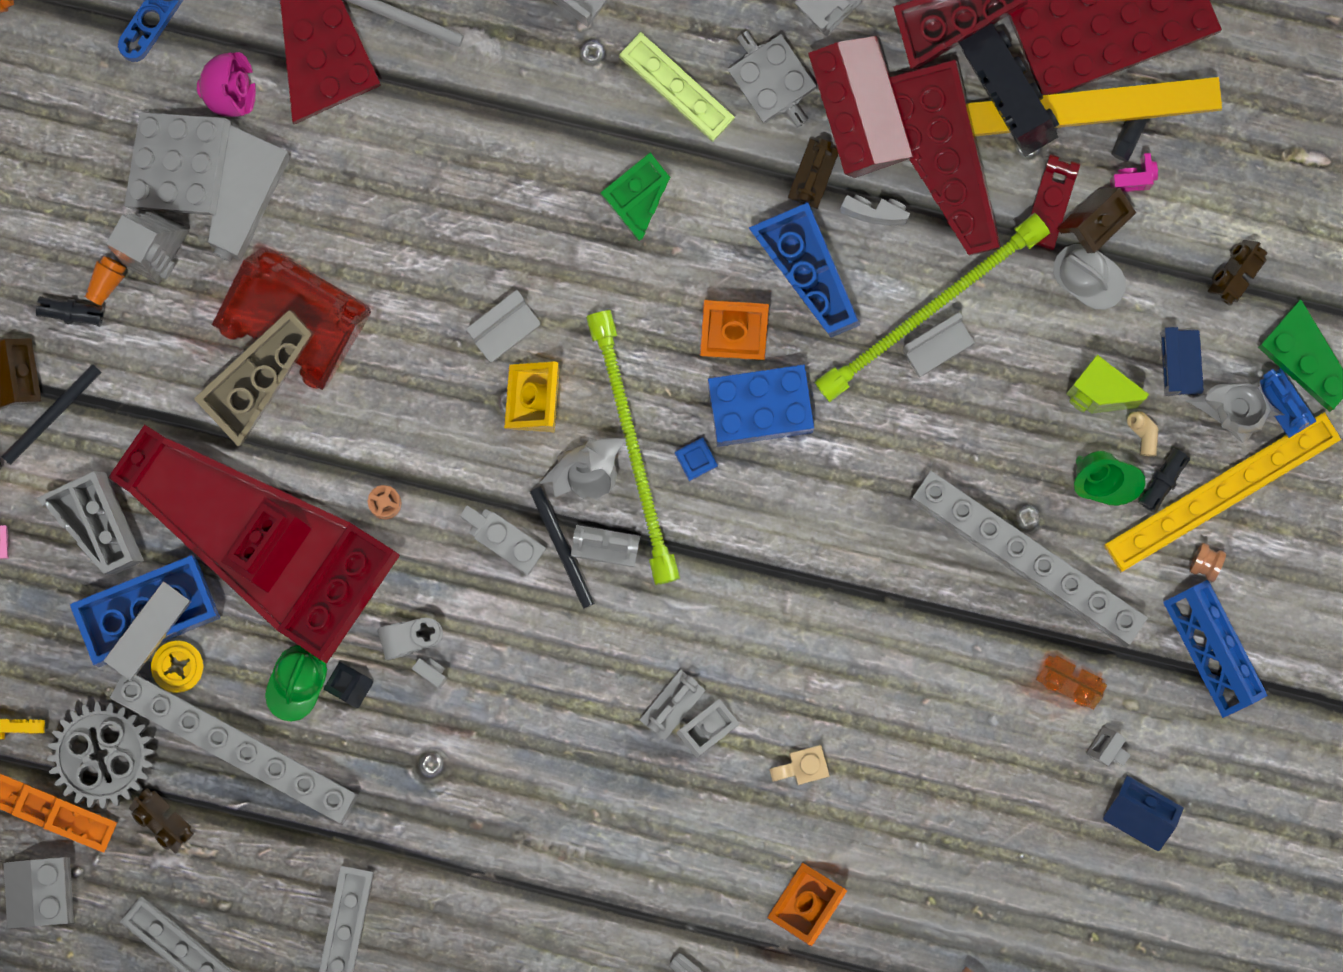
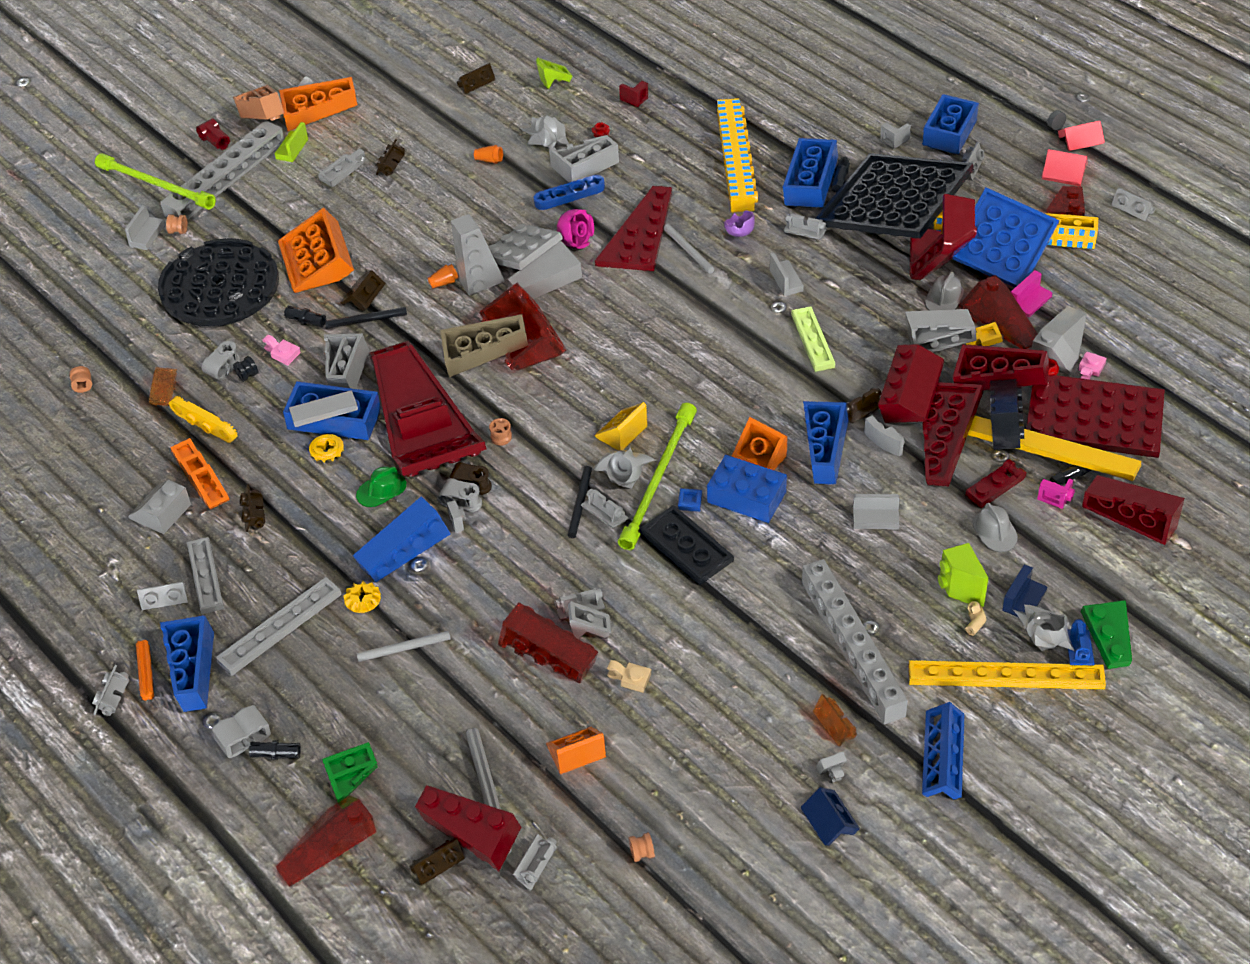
camera: 40 degrees right, 35 degrees down
(70, 311) = (414, 281): black pin -> none
(72, 765) = (250, 462): light grey gear -> none
(235, 747) = (321, 493): light grey brick -> none
(348, 685) = (405, 500): black slope -> none
(395, 757) = (402, 540): none -> blue wedge
(396, 604) = (472, 474): none -> dark brown piece
(417, 862) = (369, 601): none -> yellow gear
(503, 326) = (631, 388): light grey panel -> none
(504, 539) = (550, 481): light grey hinge -> none
(505, 895) = (403, 646): none -> light grey bar
(637, 194) = (753, 369): green wing -> none
(683, 793) = (546, 643): none -> clear red wedge
(737, 531) = (686, 544): none -> black tile
(772, 79) = (869, 357): light grey plate -> none
(1027, 234) = (968, 481): lime hose -> none
(1098, 218) = (1019, 496): dark brown panel -> none
(1107, 479) = (933, 625): green piece -> none
(1164, 480) = (971, 647): black pin -> none
(1207, 562) = (970, 701): nougat wheel -> none
(1228, 281) = (1084, 570): dark brown hinge -> none
(1240, 149) = (1135, 507): none -> dark red wedge

